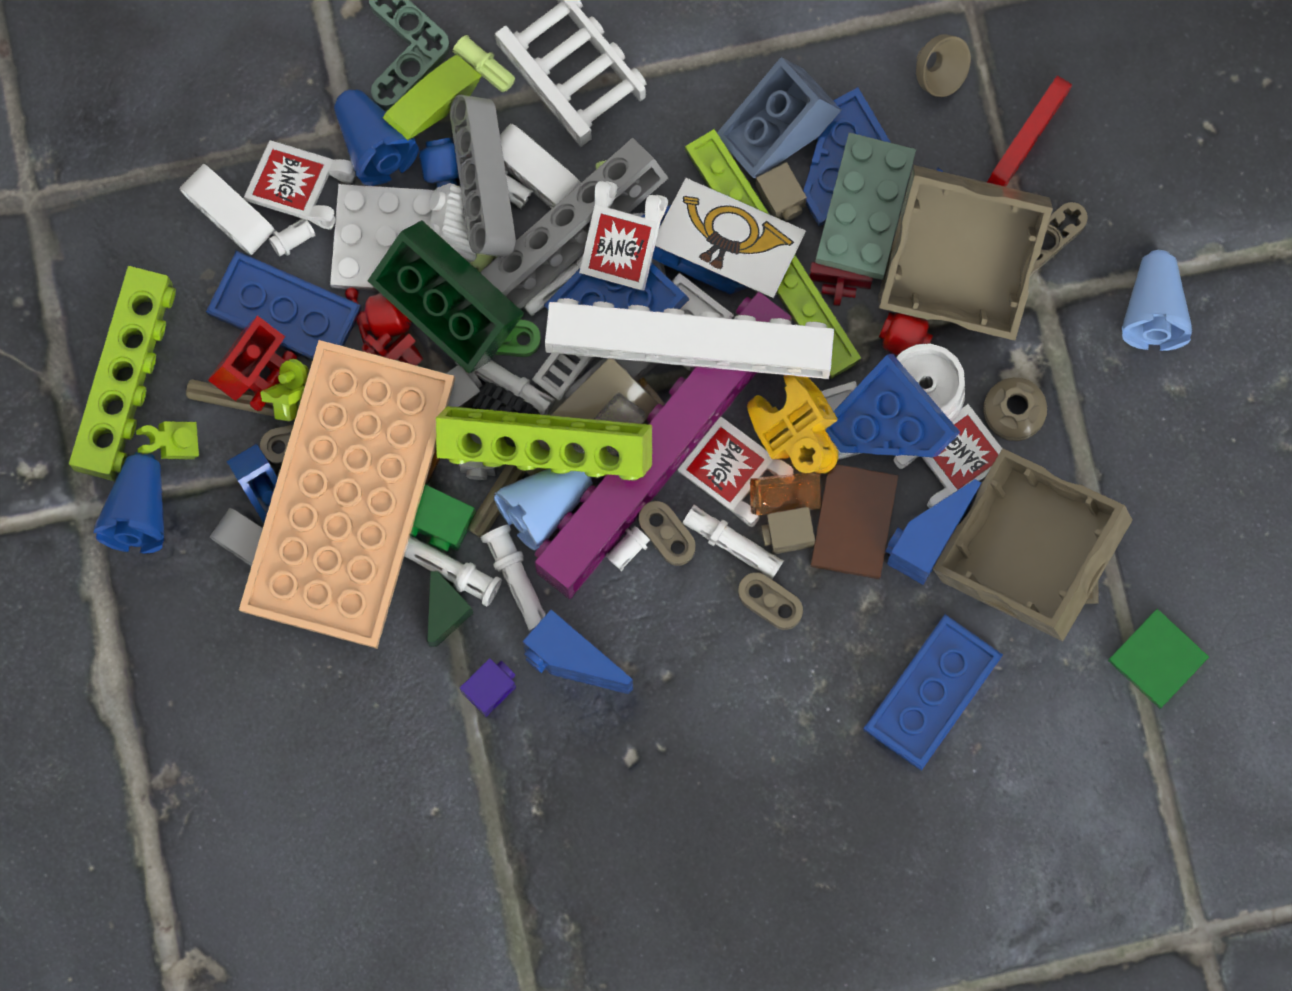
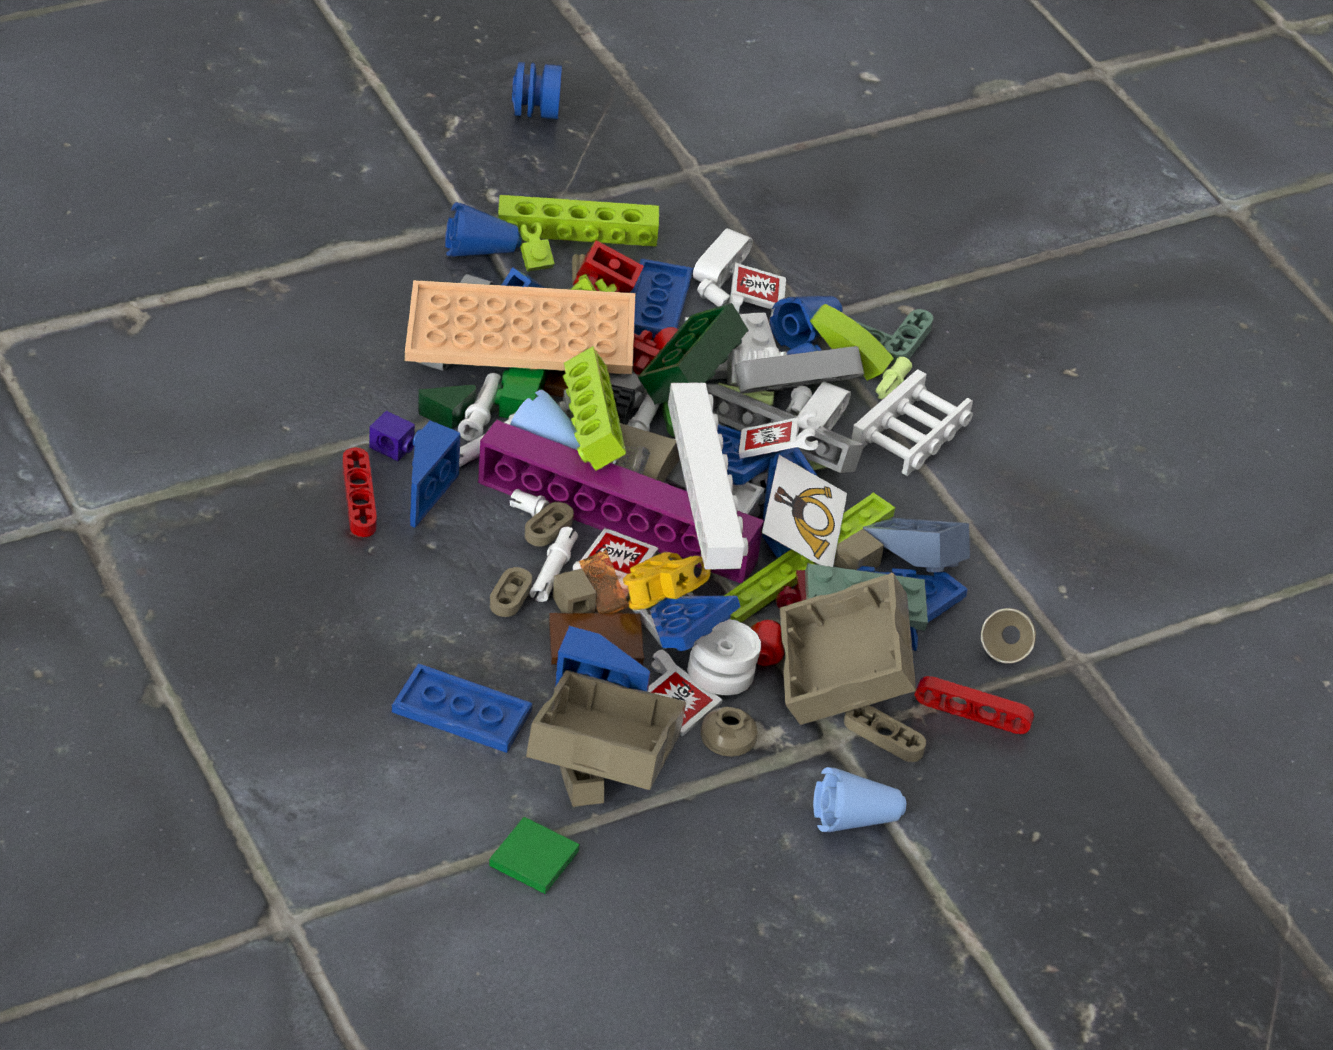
camera: 70 degrees right, 35 degrees down
(568, 749) = (359, 491): none -> red beam

